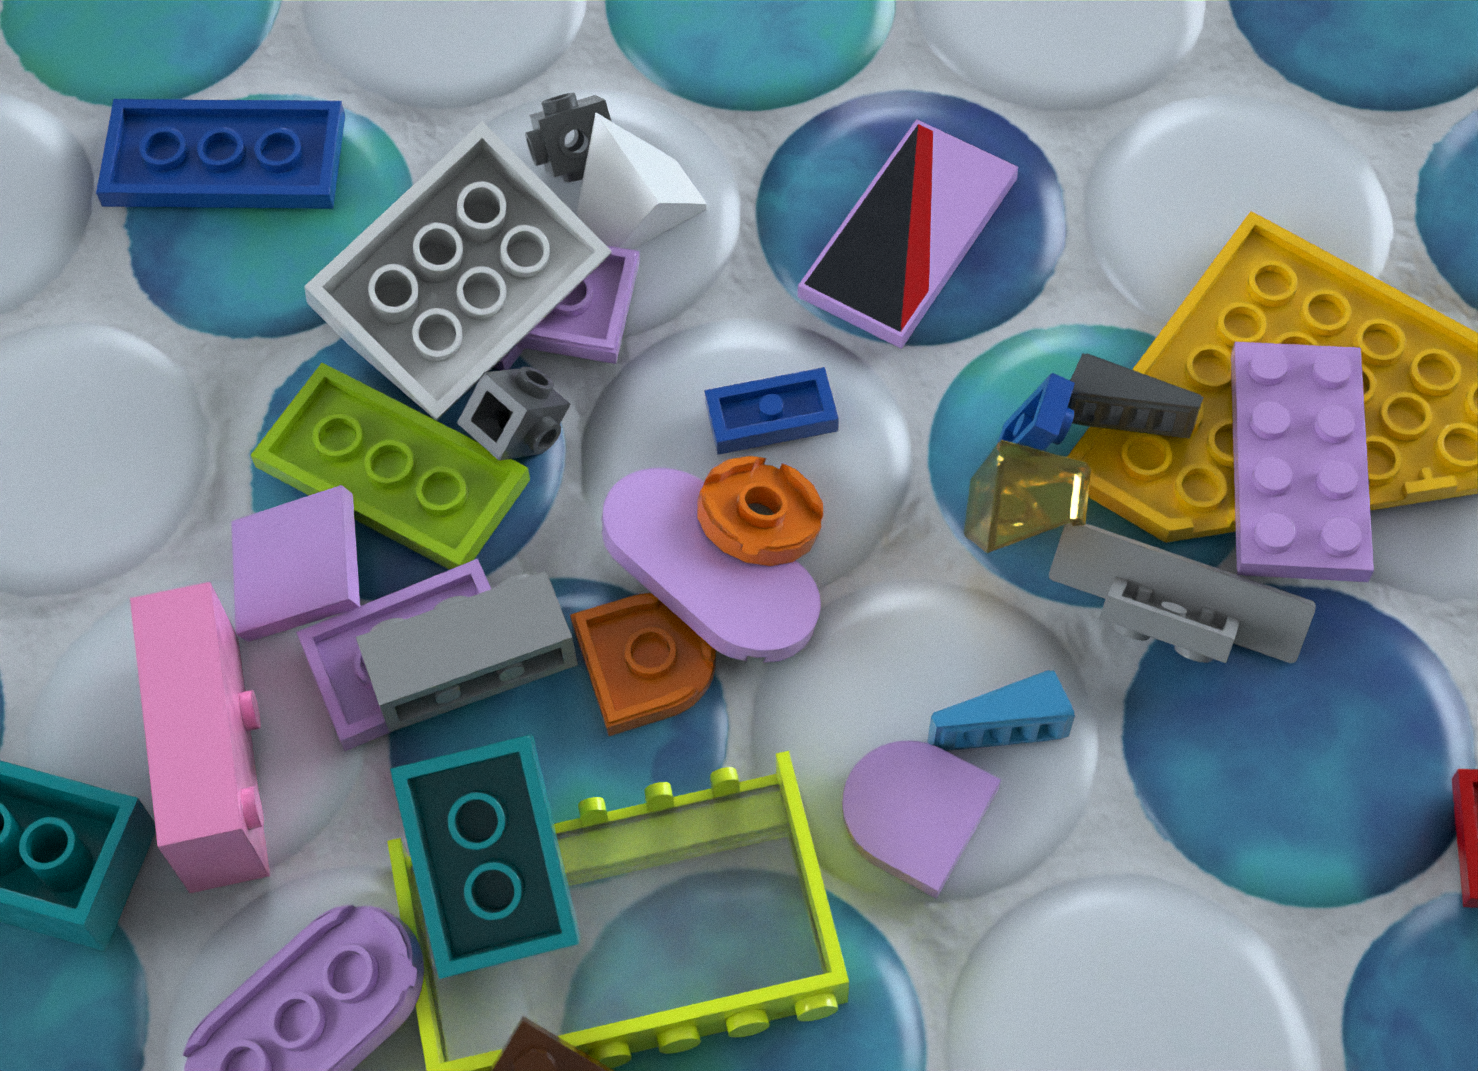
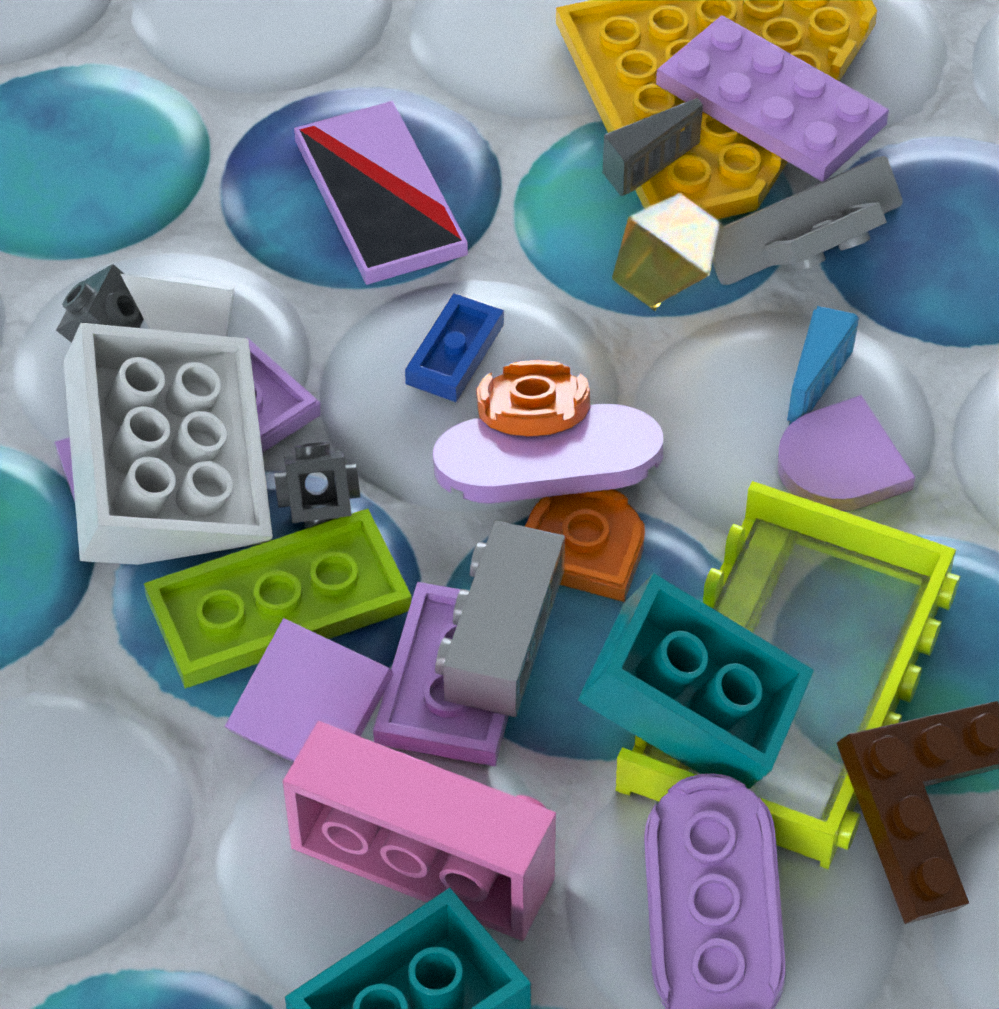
camera: 55 degrees left, 10 degrees down
(1043, 416) = (626, 189): blue plate -> none

